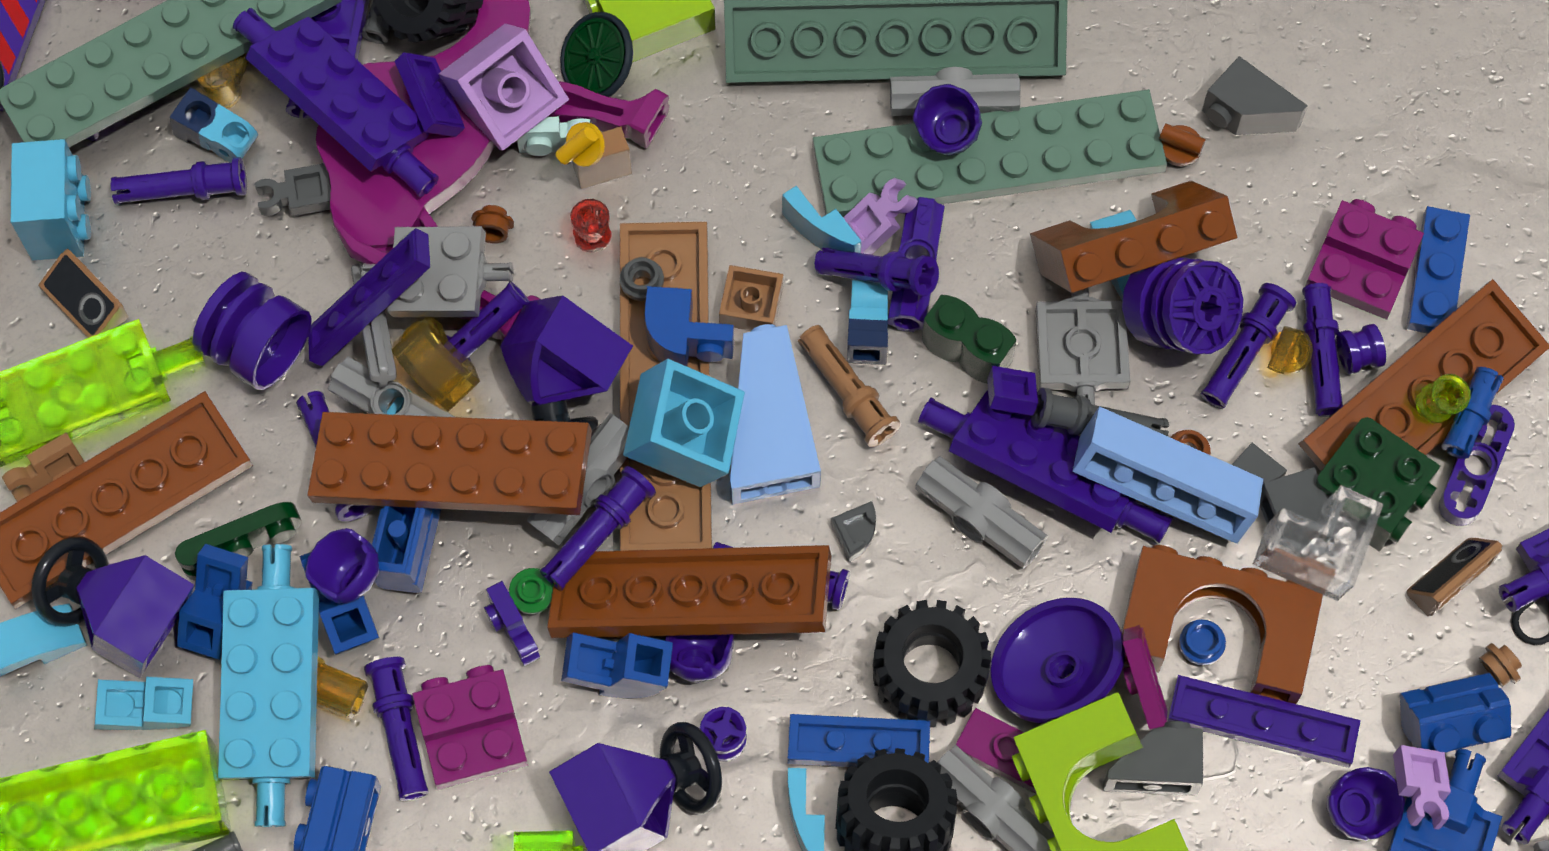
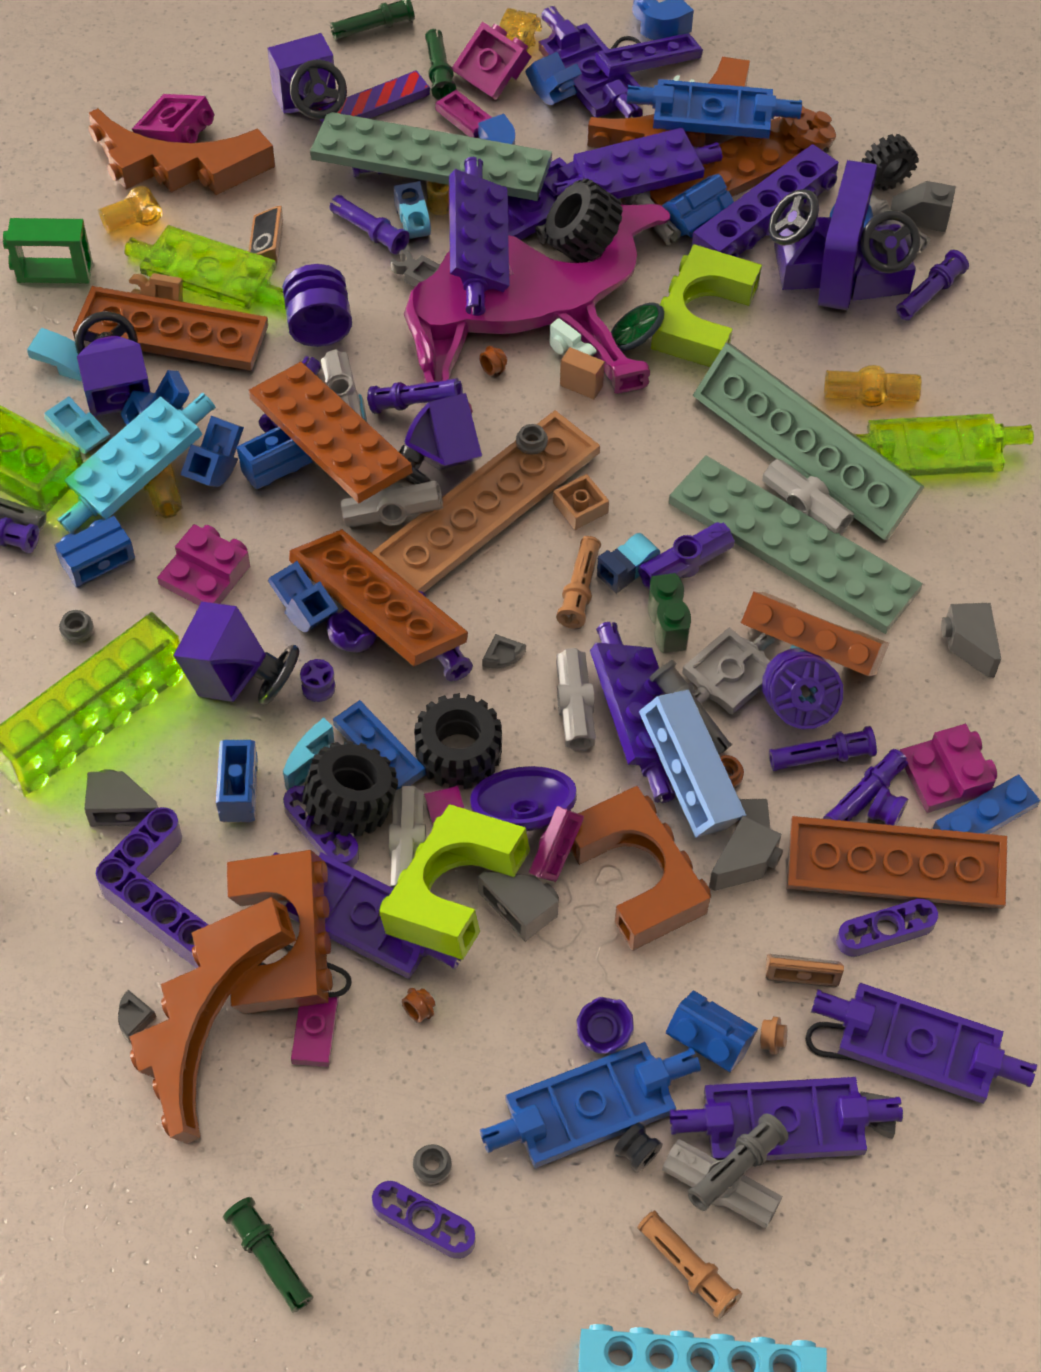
camera: 45 degrees right, 10 degrees down
(49, 199) = (296, 176): medium azure brick -> none
(271, 524) = (224, 396): dark green plate -> none
(343, 566) = (223, 431): dark purple hair -> none
(369, 297) = (384, 328): dark purple tile -> none
(377, 343) = (375, 349): light grey axle -> none
(394, 707) = (179, 524): dark purple pin -> none
(429, 94) = (525, 269): dark purple plate -> none
(435, 363) = (379, 385): clear yellow brick -> none
(455, 274) = (429, 346): light grey plate -> none
(504, 85) = (566, 295): lavender slope -> none
(505, 615) = (282, 534): dark purple plate -> none
(531, 591) = (306, 531): green plate -> none
(582, 146) = (570, 349): yellow plate -> none
(589, 225) = (540, 394): clear red bush -> none
(610, 513) = (382, 527): dark purple pin -> none
(674, 334) = (518, 474): blue brick -> none
(684, 423) = (463, 511): medium azure brick -> none
(774, 436) = (518, 562): light blue slope -> none
(825, 231) = (657, 498): medium azure slope -> none
(875, 216) = (688, 516): lavender plate -> none
(891, 270) = (660, 537): dark purple pin -> none
(947, 119) = (781, 495): dark purple hair -> none
(1012, 390) = (657, 650): dark purple plate -> none
(1181, 144) = (907, 624): dark orange plate -> none
(1202, 642) = (618, 869): blue plate -> none
(1265, 721) = (605, 940): dark purple tile -> none
(1290, 351) = (844, 773): clear yellow plate -> none
(1323, 552) = (728, 871): clear brick -> none
(1385, 470) = (812, 877): dark green bracket -> none
(1424, 778) = (645, 1039): lavender plate -> none
(1443, 387) = (901, 853): clear neon green bush -> none
(1475, 415) = (911, 891): blue pin -> none

